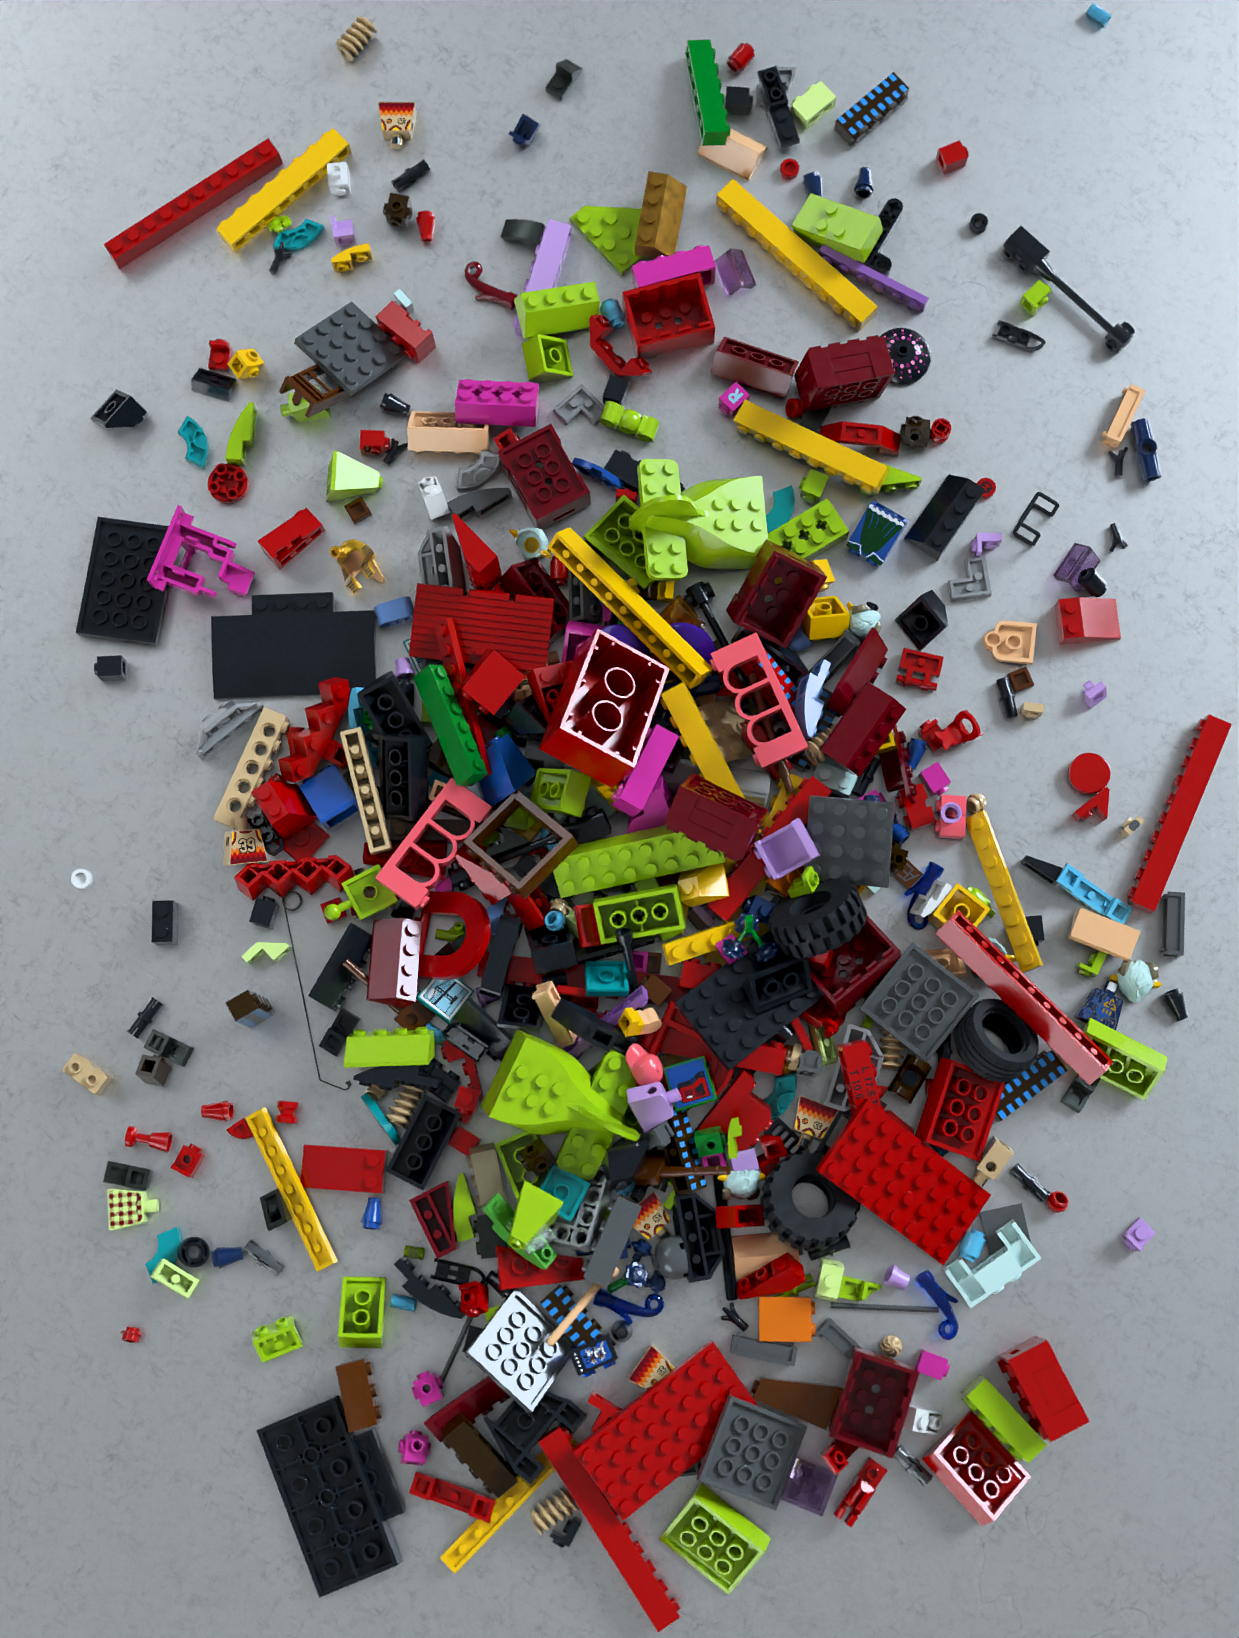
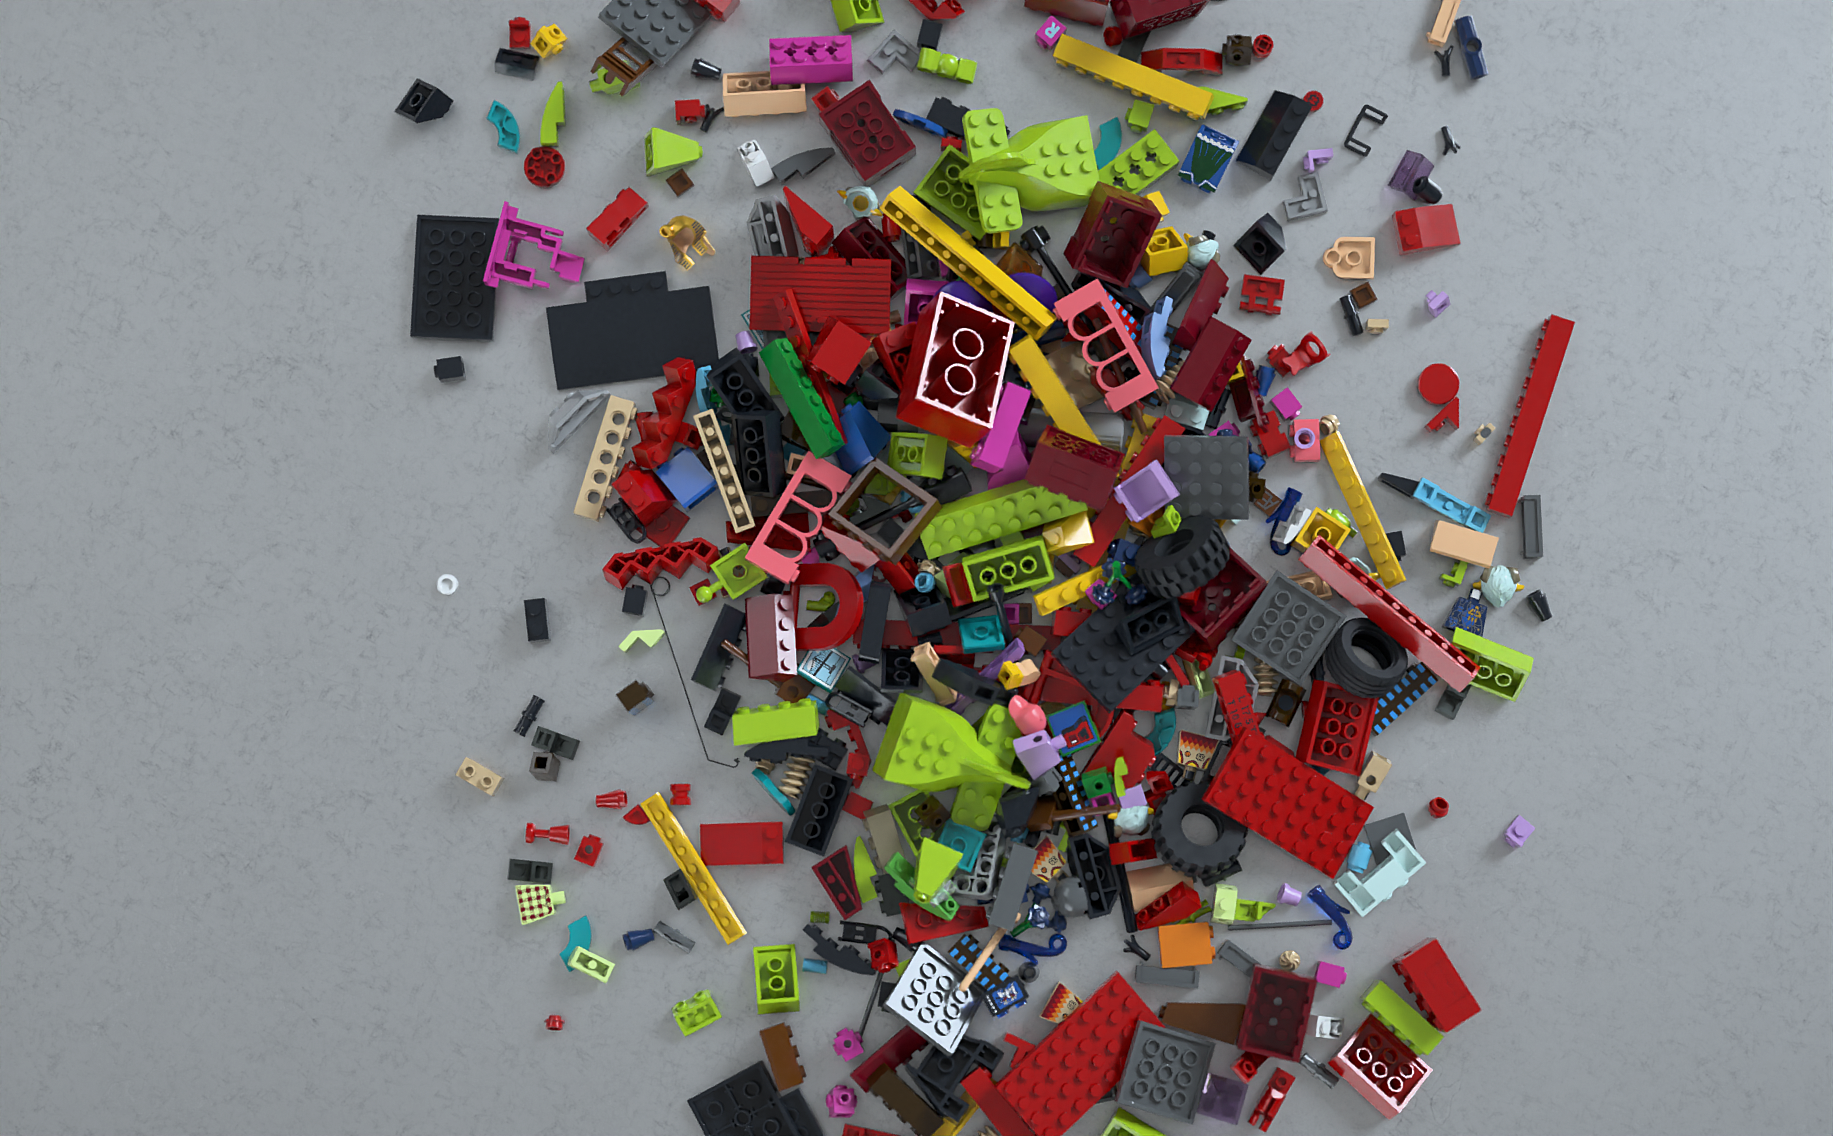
camera: 10 degrees left, 5 degrees up
(202, 1257) = (596, 940): black wheel -> none
(243, 845) = (607, 536): torso -> none
(372, 1215) = (775, 886): blue cone -> none
(394, 612) = (729, 285): medium blue beam -> none
(479, 471) = (799, 131): light grey tile -> none
(1029, 1182) = (1410, 792): black pin -> none

